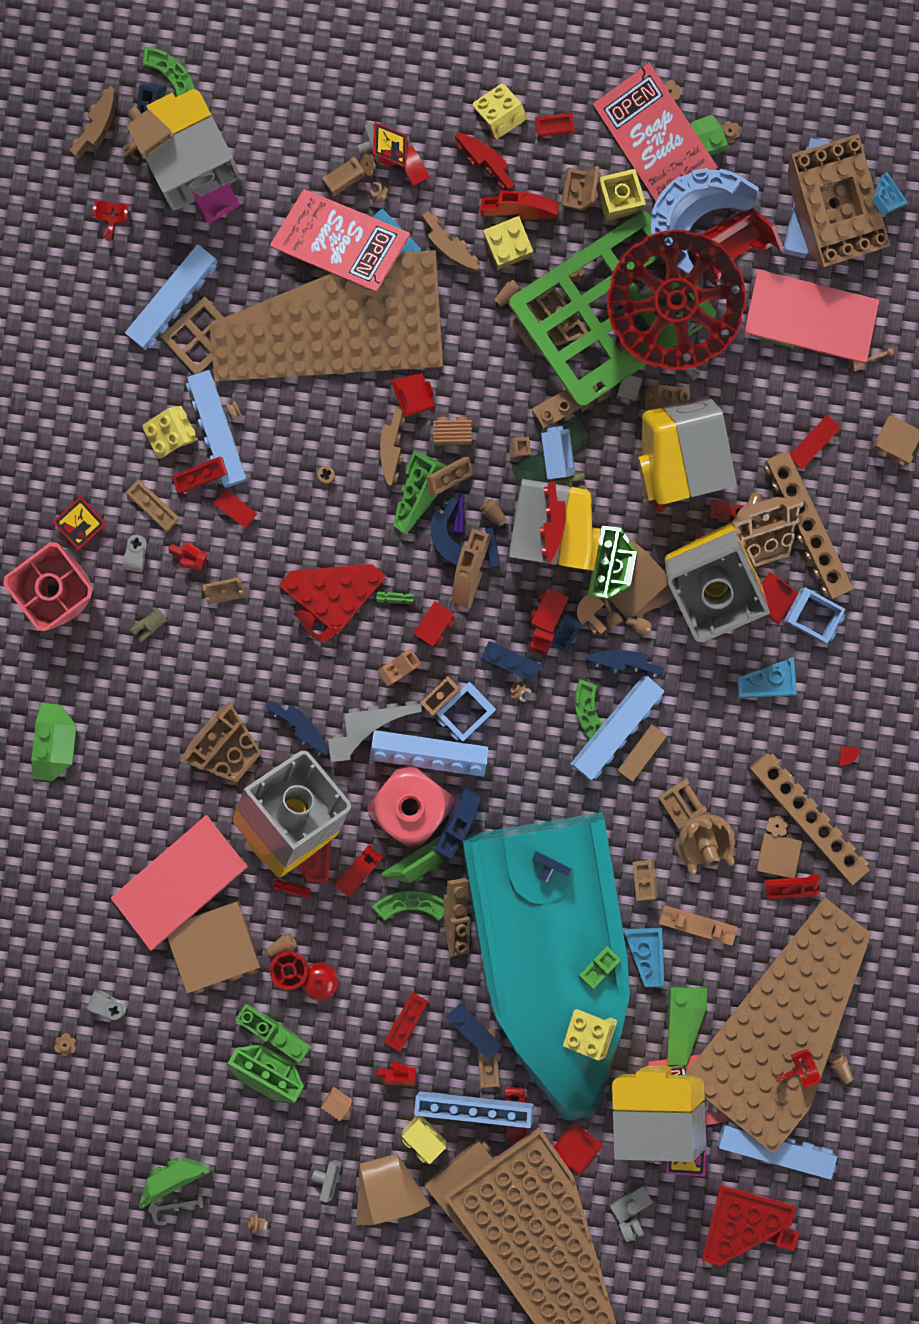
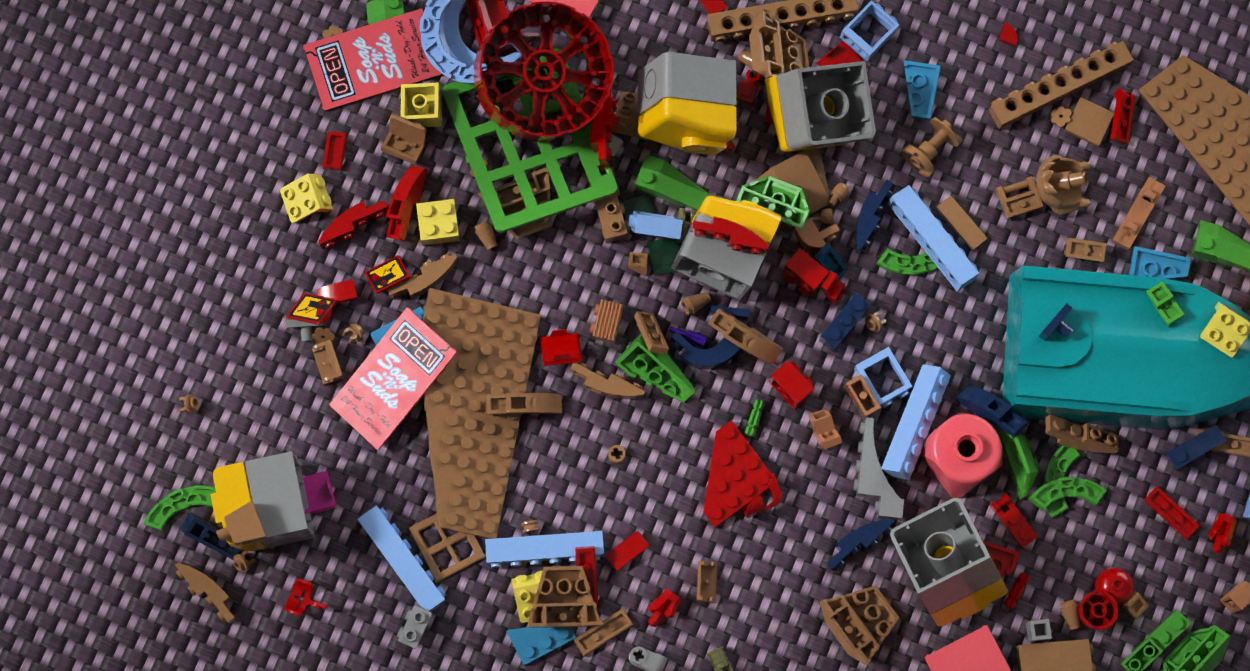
camera: 75 degrees left, 10 degrees down
(109, 326) = (415, 626): none -> light grey bracket
(130, 448) = (537, 642): none -> dark azure wing
(167, 457) = (563, 600): none -> medium nougat wedge
(256, 918) = (1038, 630): none -> light grey brick
(269, 57) = (191, 403): none -> medium nougat plate
(306, 1006) = (1135, 605): none -> medium nougat tile
(349, 372) = (523, 403): none -> medium nougat slope
(403, 915) = (1067, 487): none -> bright green tile
(443, 208) = (387, 274): none -> piece
(607, 455) = (667, 183): none -> bright green wedge
(643, 374) = (602, 127): none -> red slope
(703, 700) = (922, 156): none -> medium nougat piece

